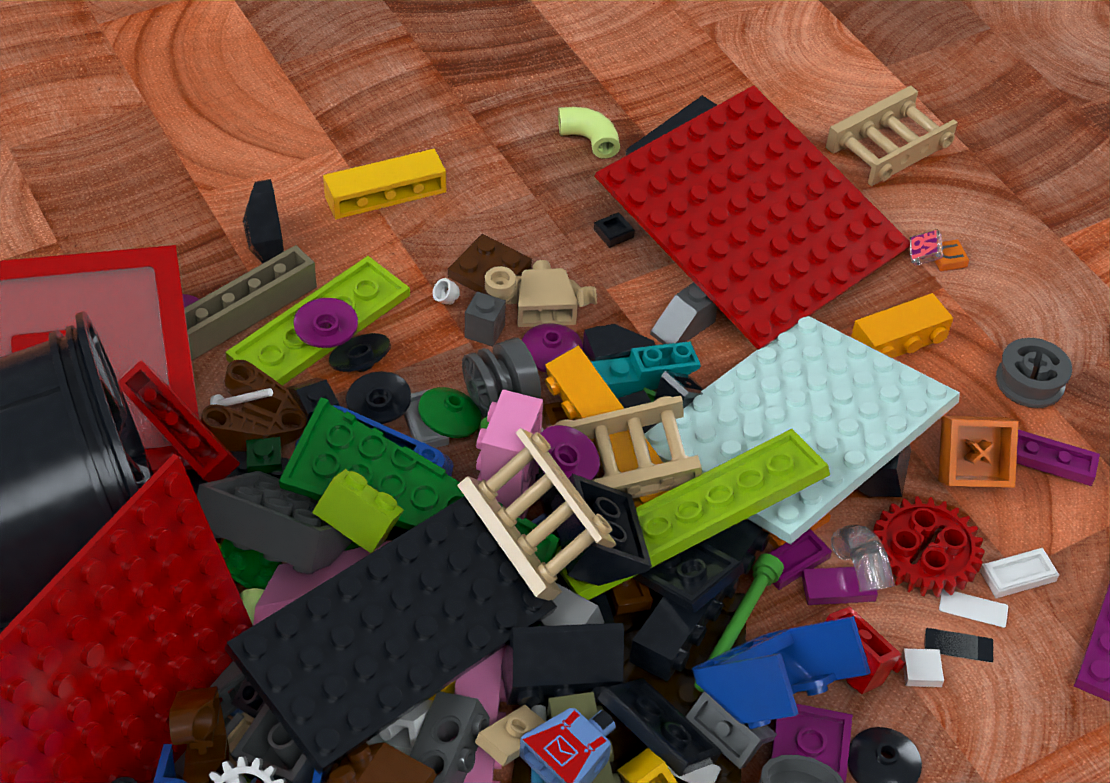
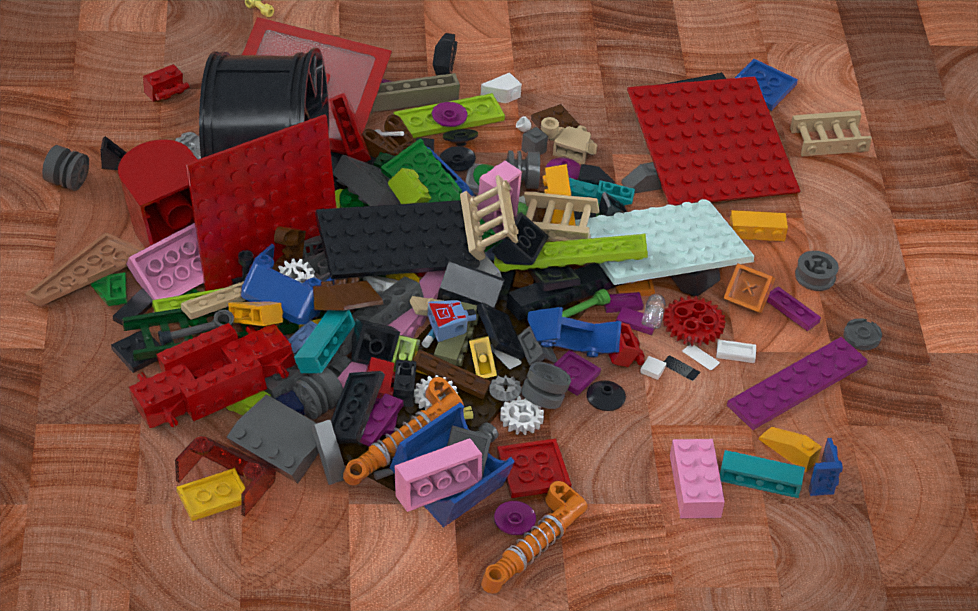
camera: 25 degrees right, 5 degrees down
(381, 239) = (504, 88): none -> white slope
(384, 183) = (524, 62): yellow brick -> none
(572, 451) = (527, 203): magenta dish -> none
(591, 125) = (656, 69): yellowish green cylinder -> none
(614, 229) = (633, 127): black tile -> none
(733, 76) = (772, 82): none -> blue plate
(926, 247) = (804, 193): tile -> none
(953, 256) = (817, 203): orange tile -> none

